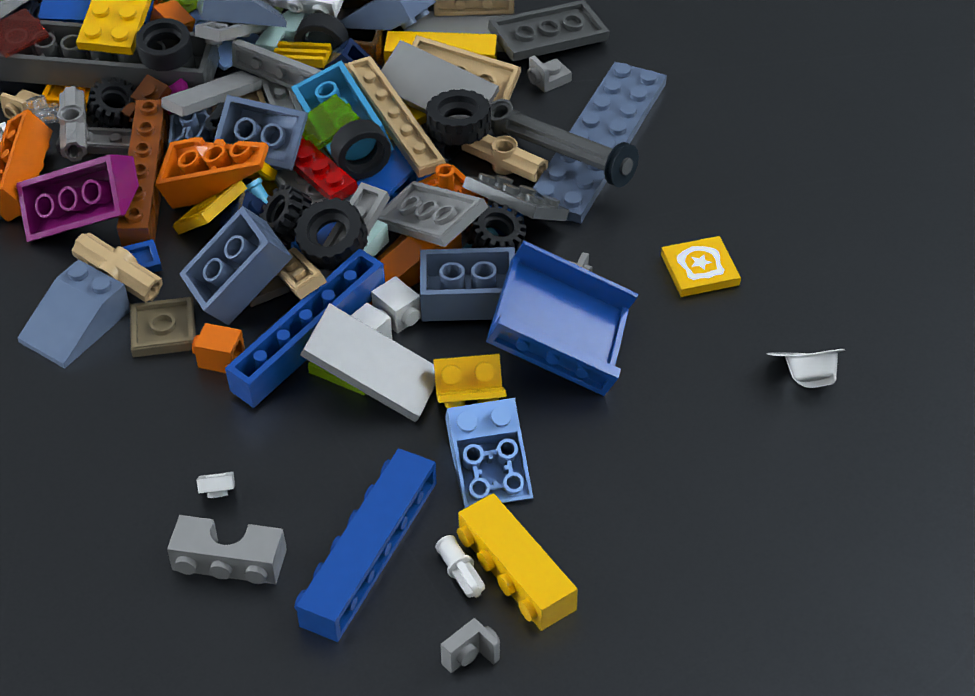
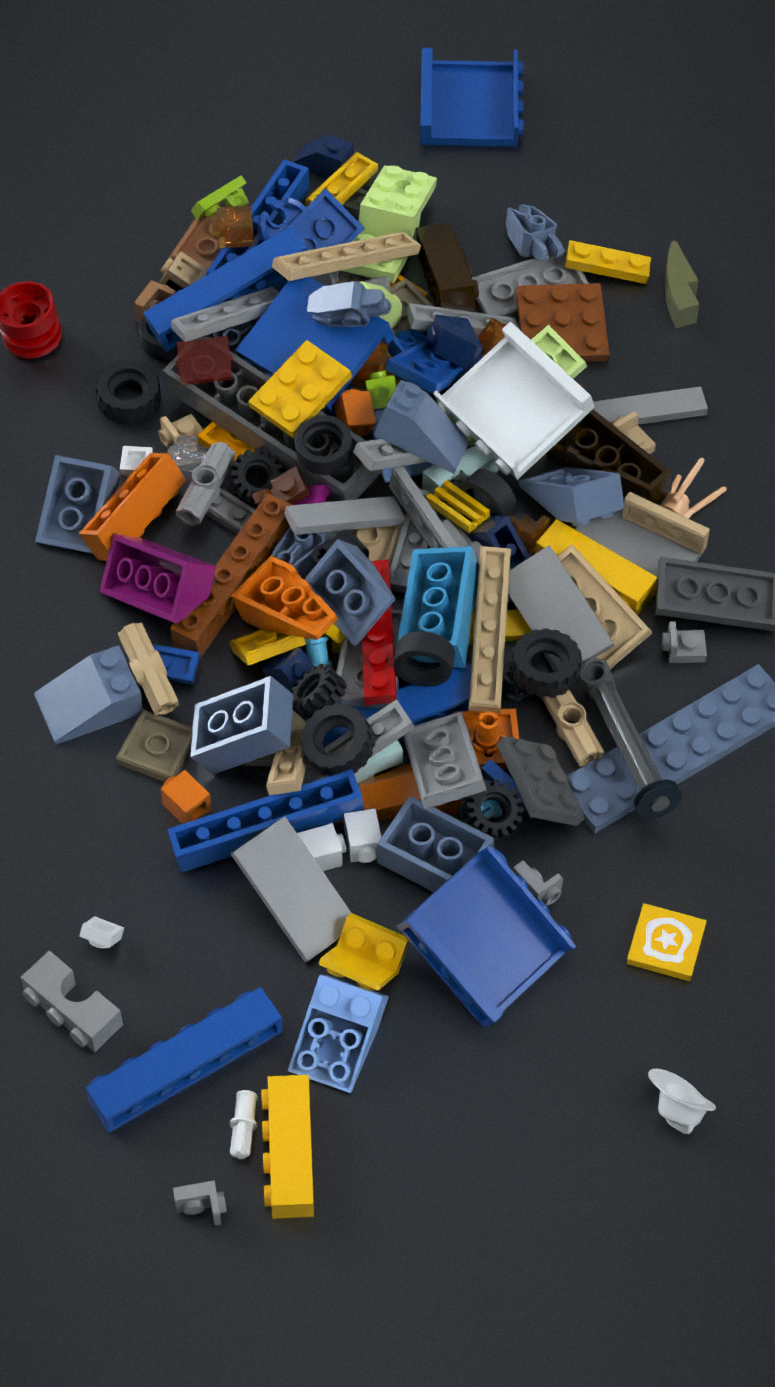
camera: 30 degrees right, 10 degrees up
(326, 120) = (415, 611): clear neon green piece -> none

